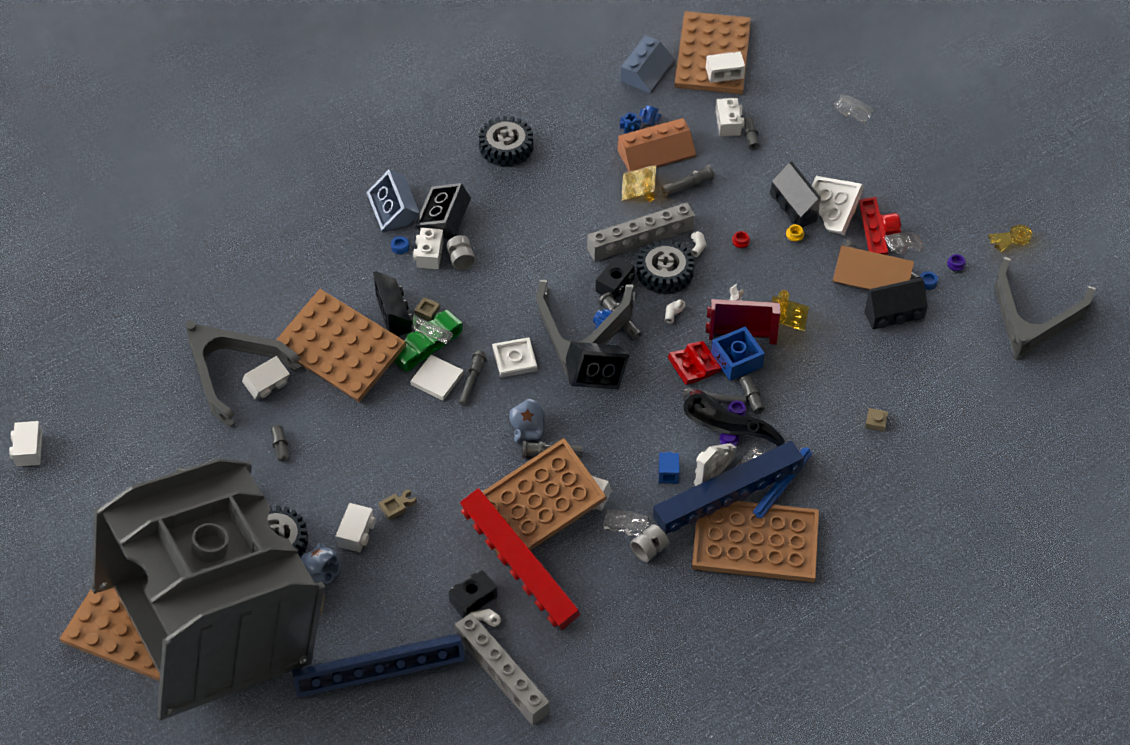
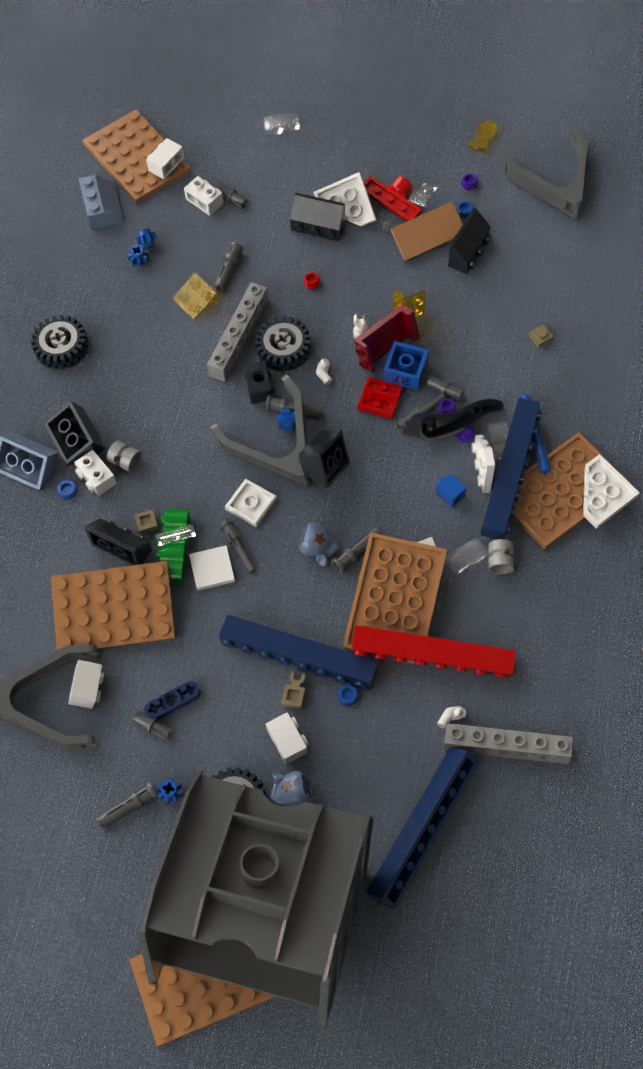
camera: 40 degrees left, 10 degrees up
(304, 433) = (174, 692): none -> dark blue beam
(430, 482) = (298, 652): none -> dark blue brick
(431, 540) = (347, 695): none -> blue tile
(466, 603) = (425, 719): black brick -> none
(656, 145) = (176, 258): nougat slope -> none
(700, 242) = (287, 306): white arm -> none
(782, 565) = (604, 491): none -> white plate
(795, 233) = (342, 246): yellow plate -> none

